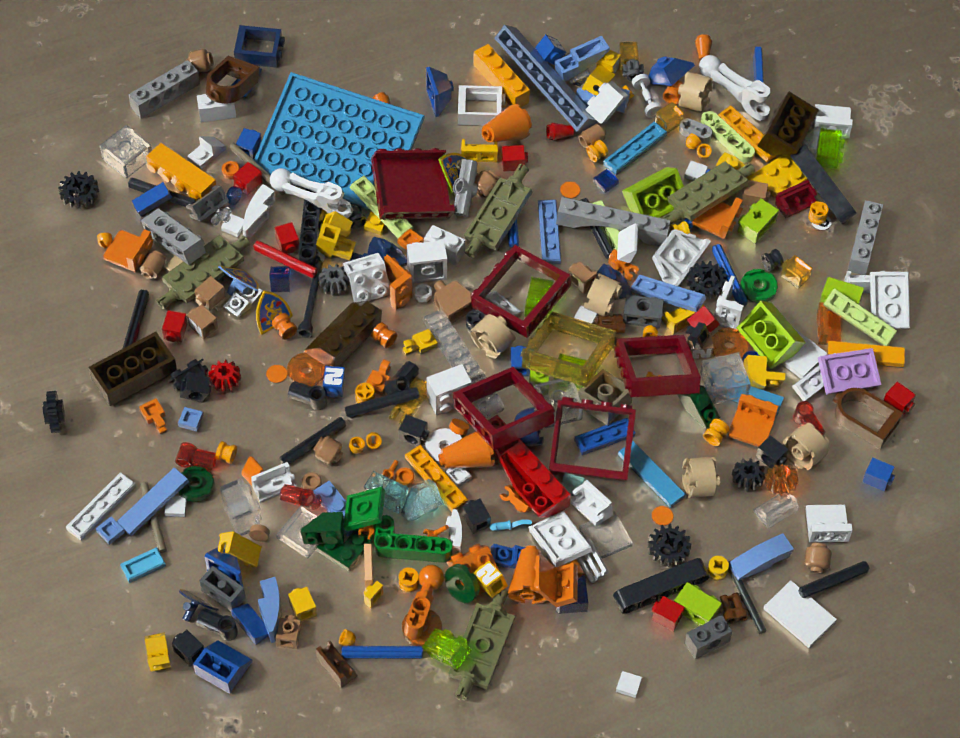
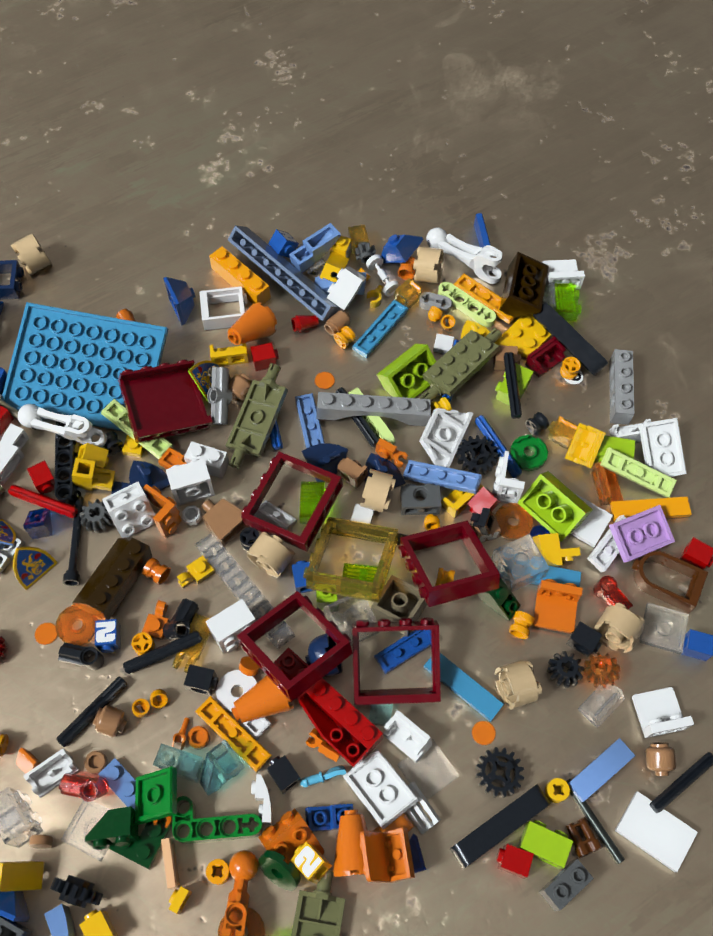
camera: 10 degrees left, 5 degrees up
(284, 326) = (48, 578): orange wheel -> none
(288, 569) = (76, 891): none -> black gear
(295, 25) = (31, 254): none -> tan brick
(434, 533) = (238, 805): orange hand -> none
(558, 257) = (325, 456): none -> dark blue shield
(605, 180) = (358, 365): clear blue tile -> none
(615, 322) = (396, 518): reddish brown piece -> none
(627, 243) = (393, 430): white slope -> none
(637, 113) = (375, 293): none -> yellow piece
(703, 45) = (426, 220): orange cone -> none
(720, 218) = (478, 388): orange bracket -> none
(754, 214) = (512, 385): none -> black axle
(813, 285) = (585, 445): none -> yellow hinge
(851, 457) = (664, 628): none -> clear tile

